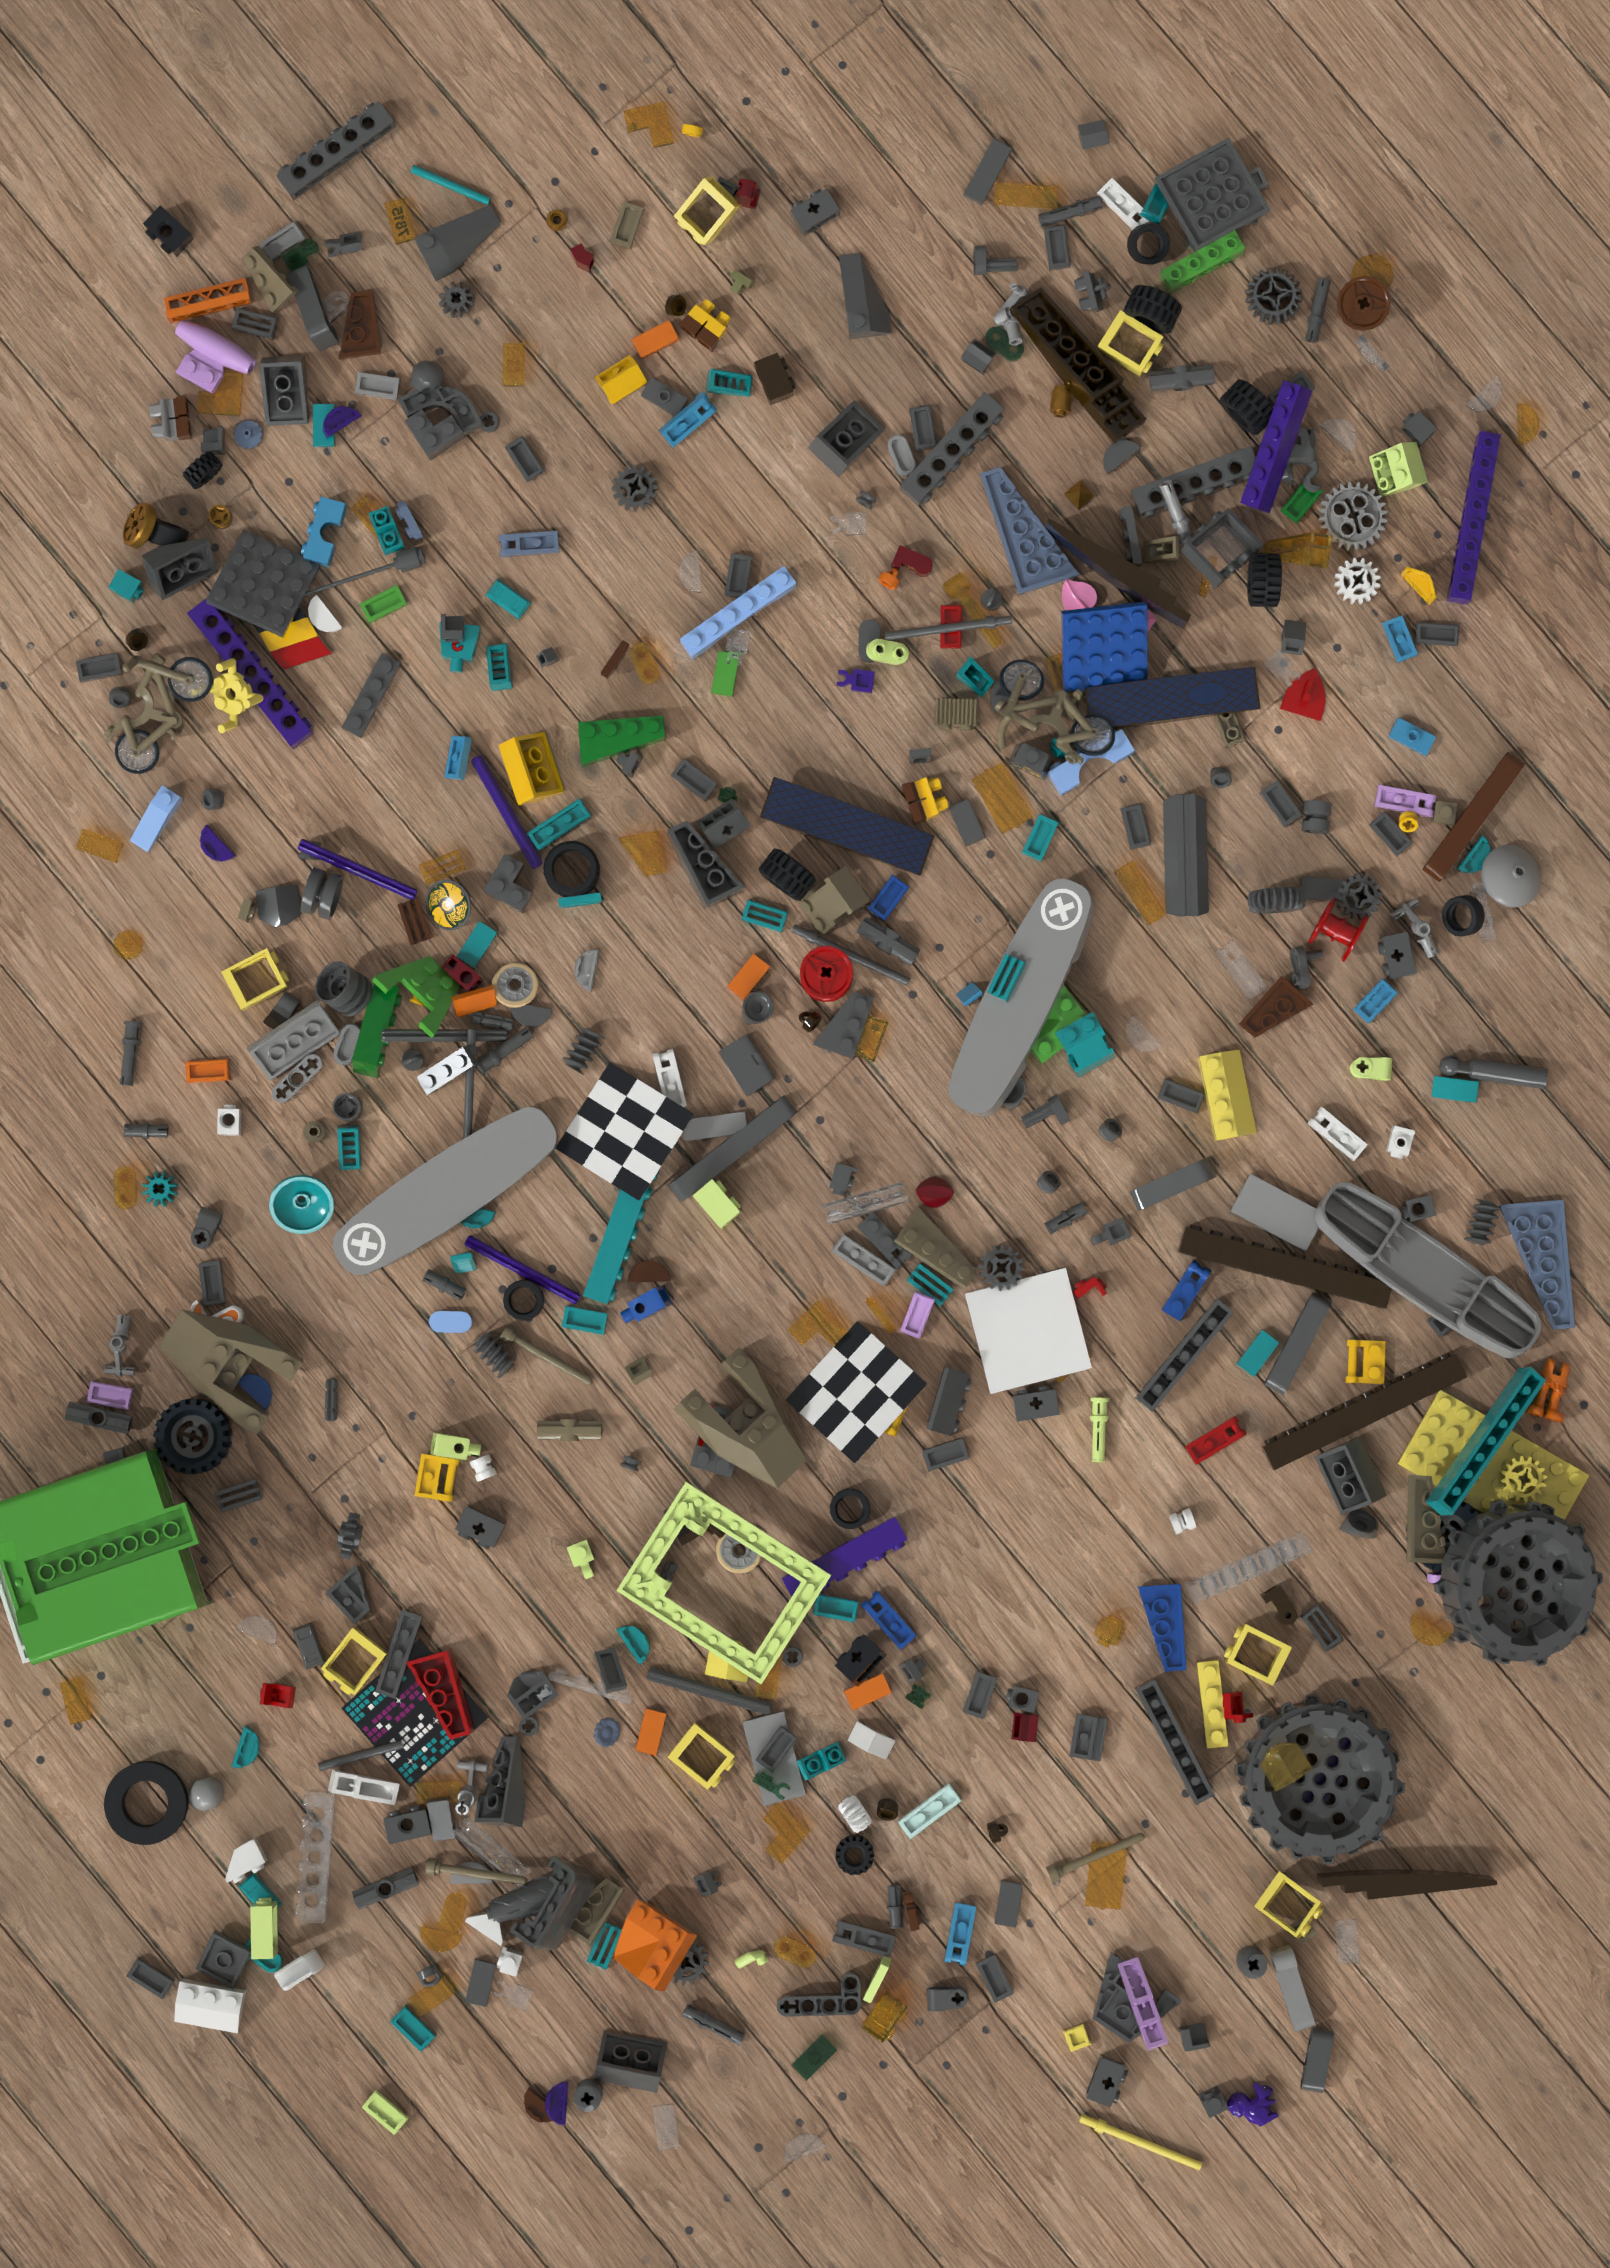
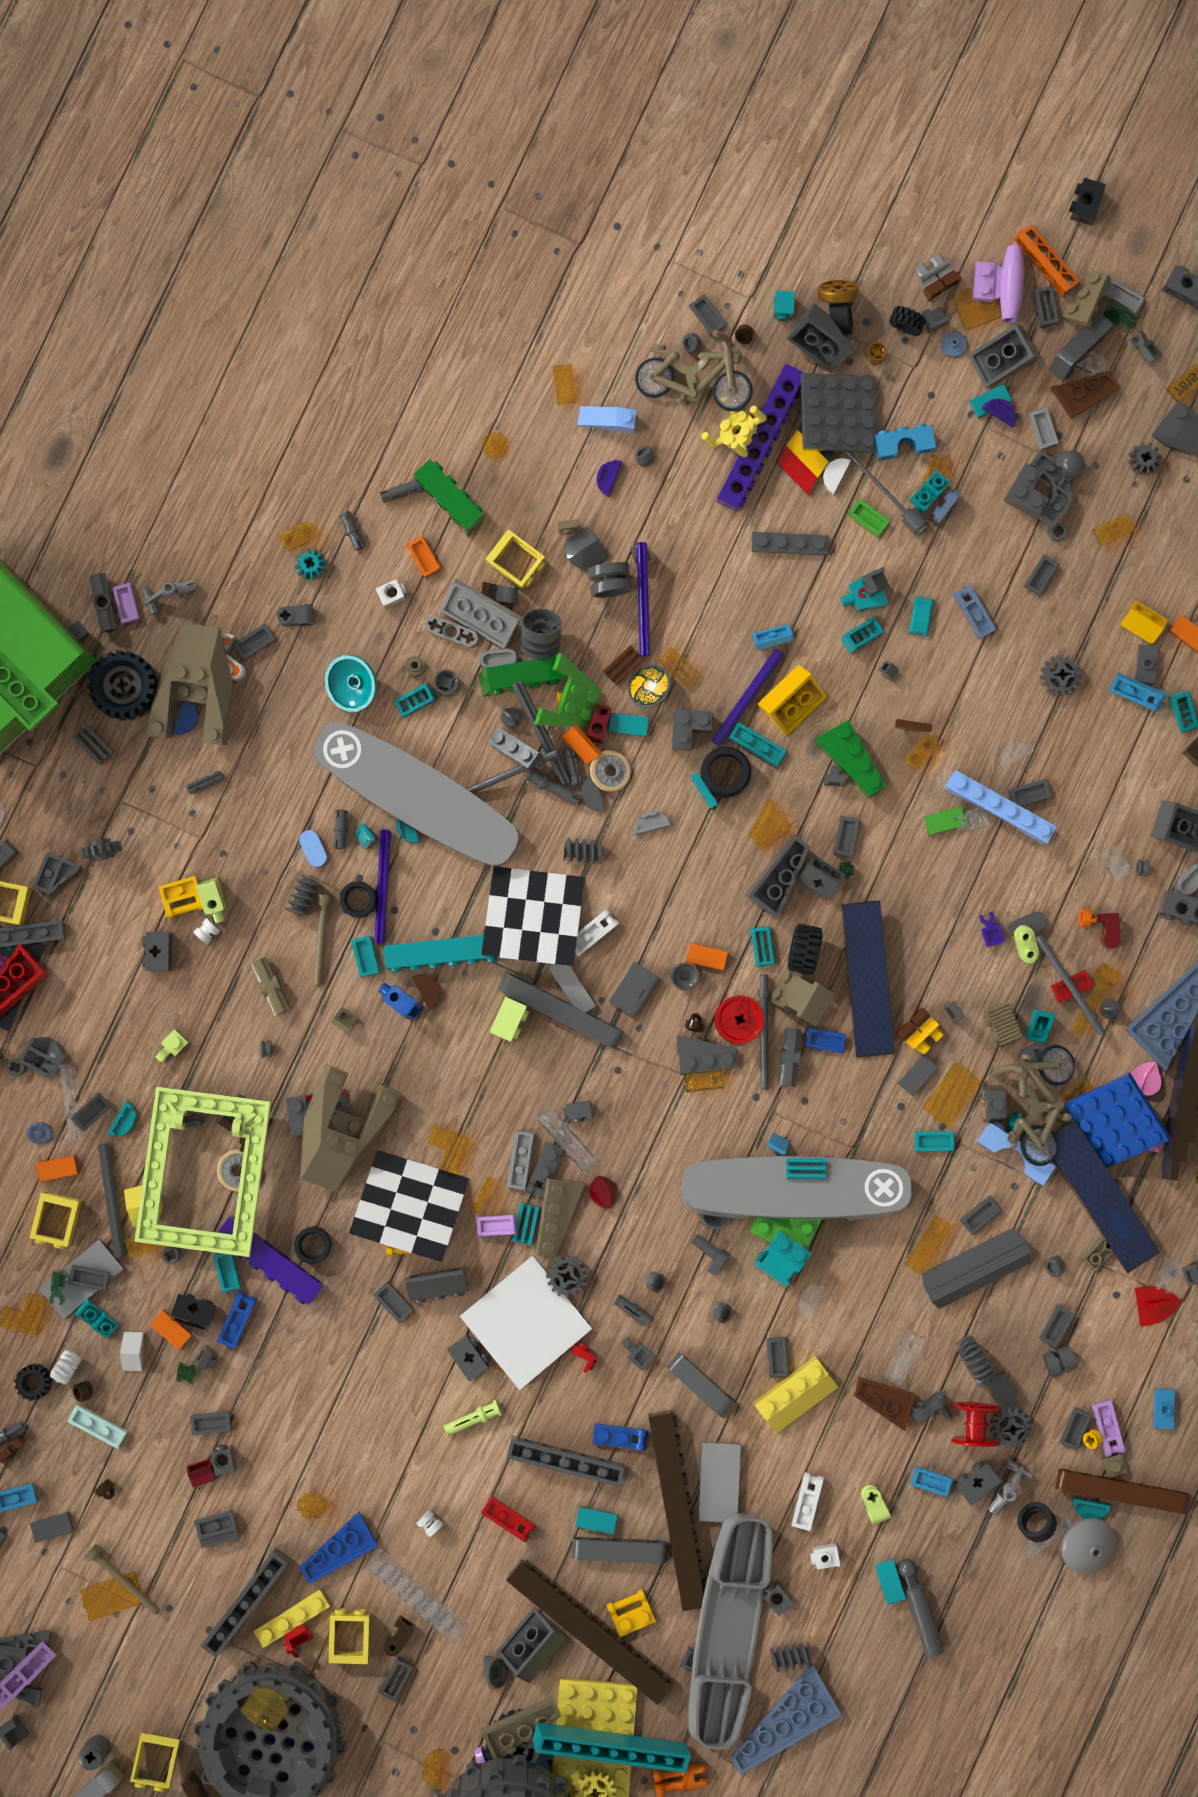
camera: 60 degrees right, 0 degrees up
(159, 1015) = (449, 496): none -> green wedge

